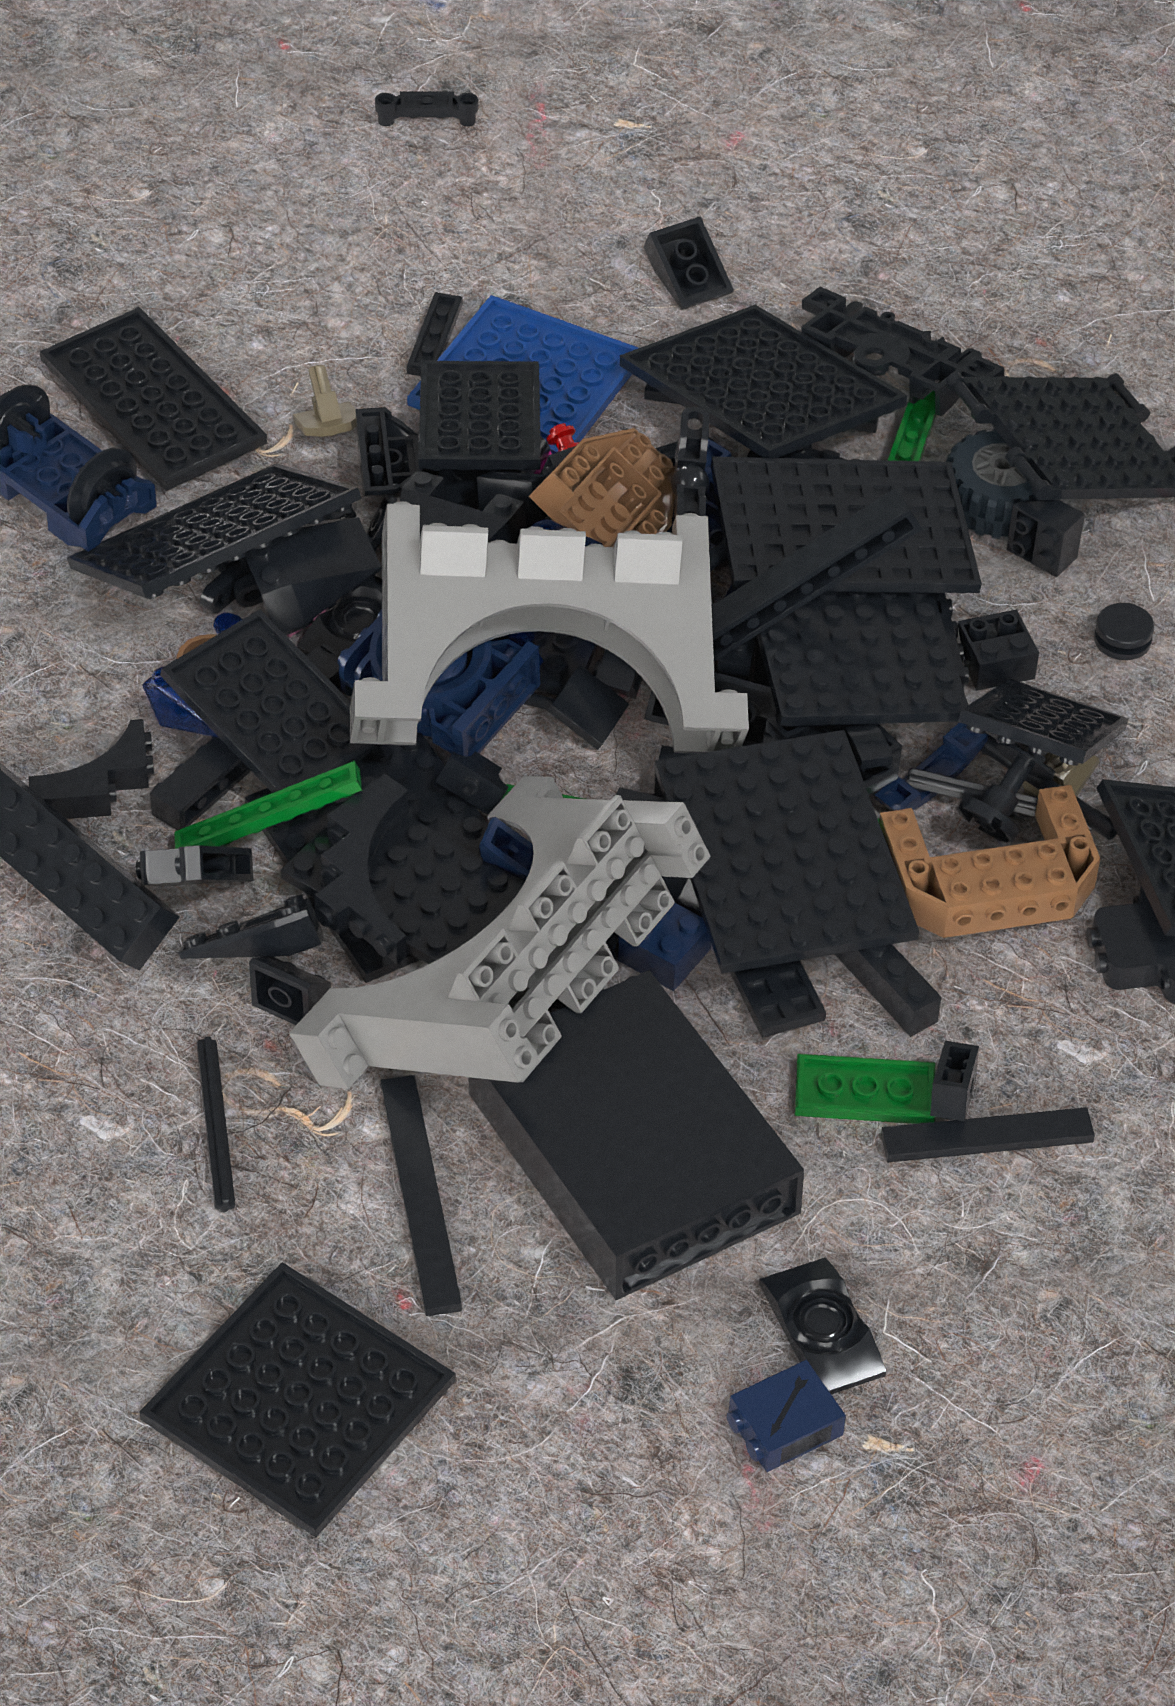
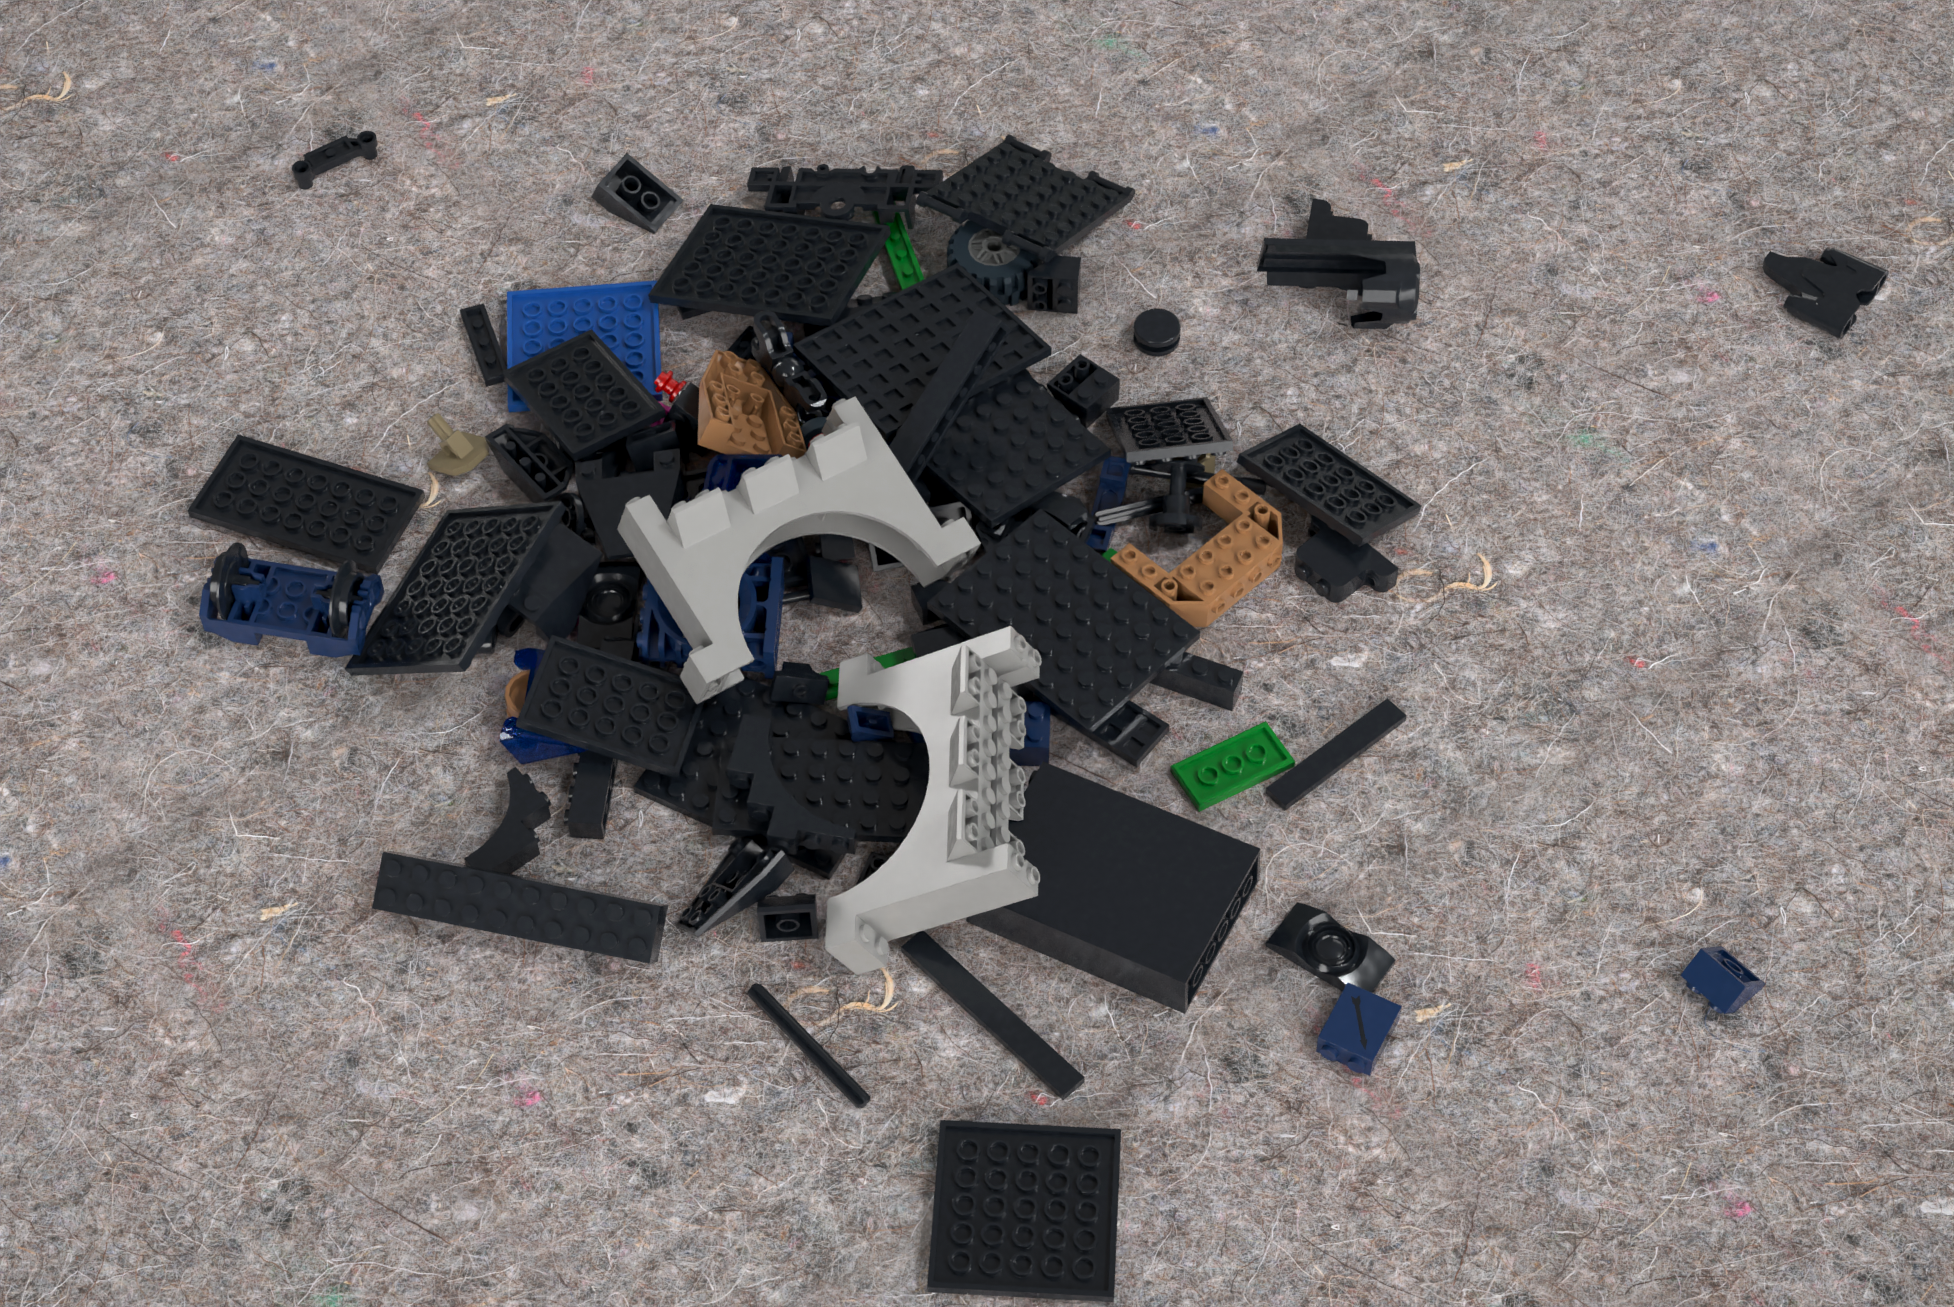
camera: 30 degrees left, 5 degrees up
(194, 865) = (648, 862): black brick -> none
(273, 808) = (670, 789): green plate -> none
(954, 1081) = (1294, 727): black brick -> none

